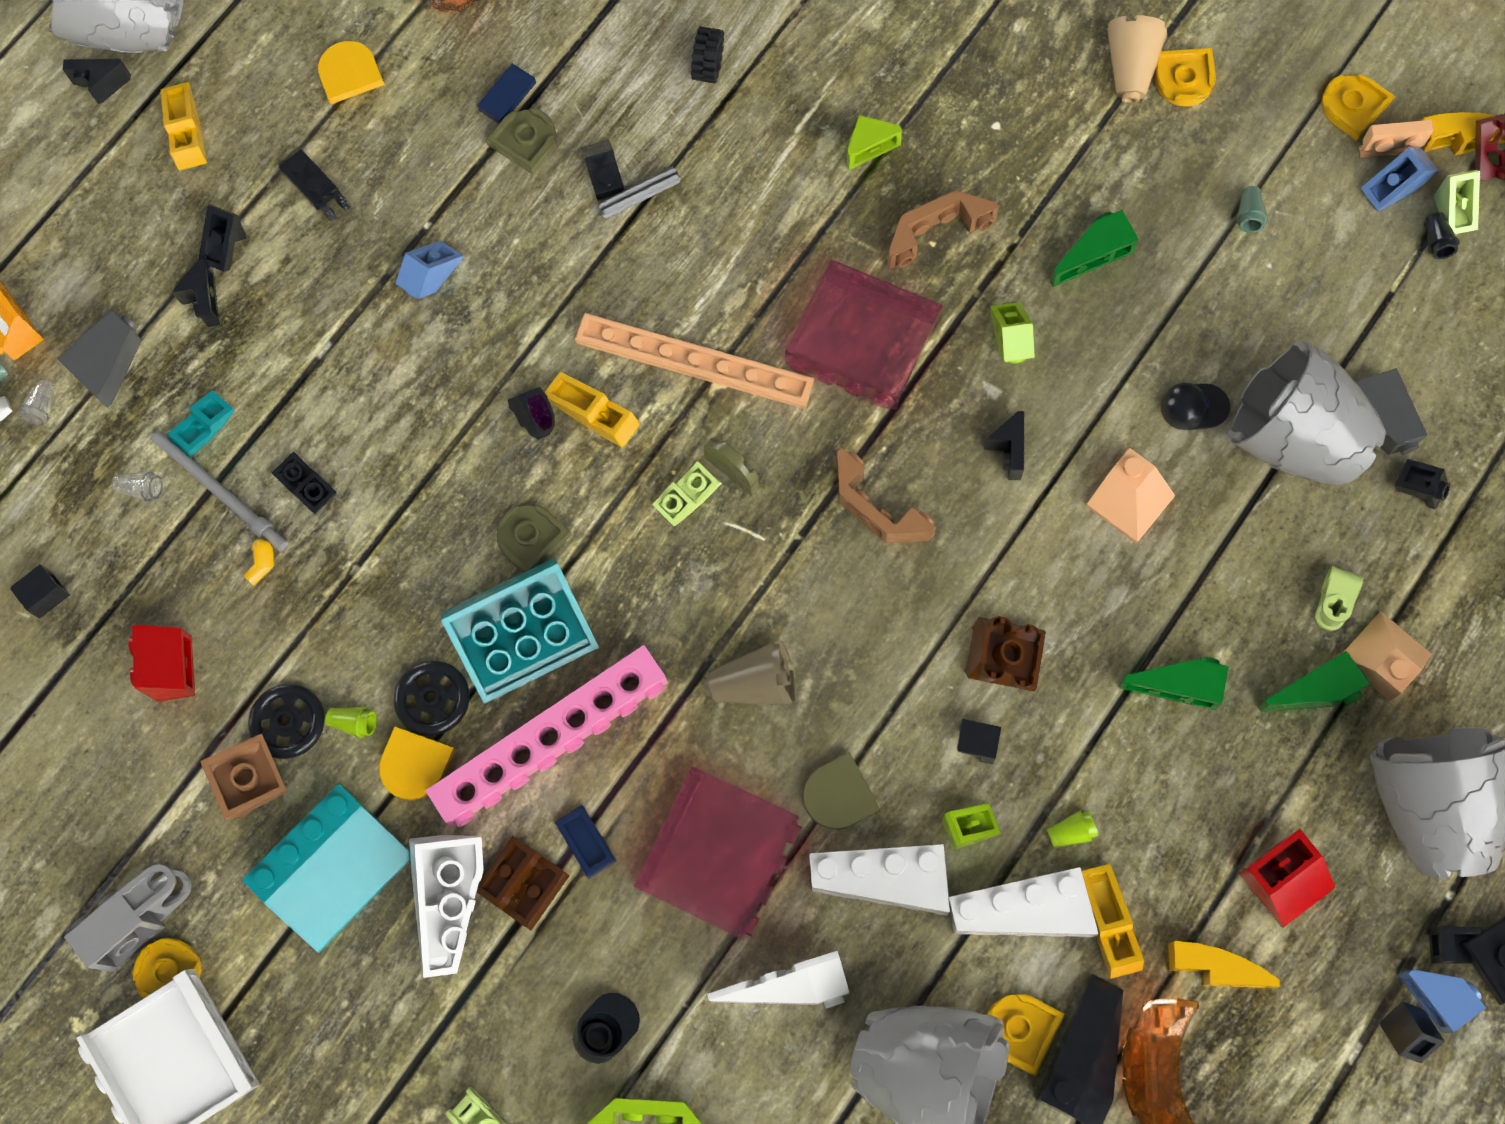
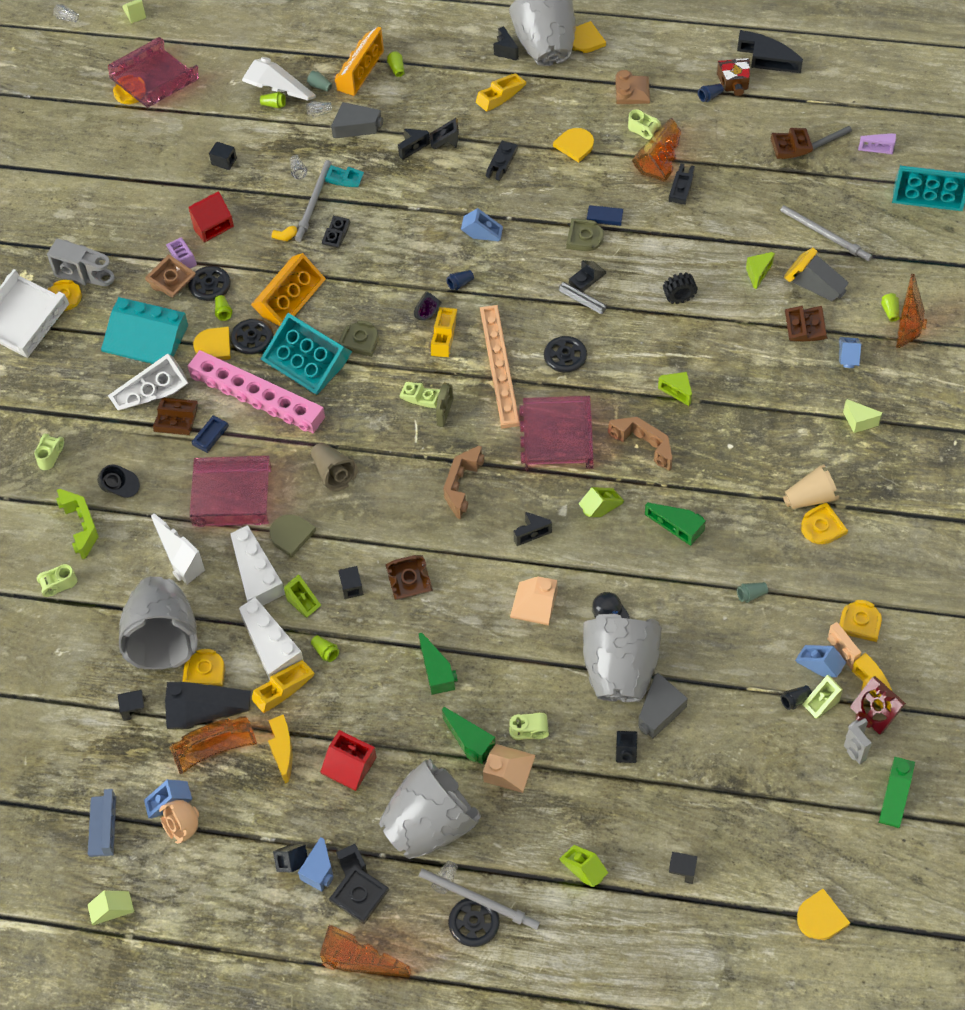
camera: 60 degrees right, 15 degrees down
(25, 248) = (395, 62): none -> lime cone
(220, 738) = (182, 253): none -> lavender slope
(379, 603) = (288, 290): none -> light orange slope
(507, 344) = (459, 279): none -> dark blue cone
(721, 239) = (560, 366): none -> black plate

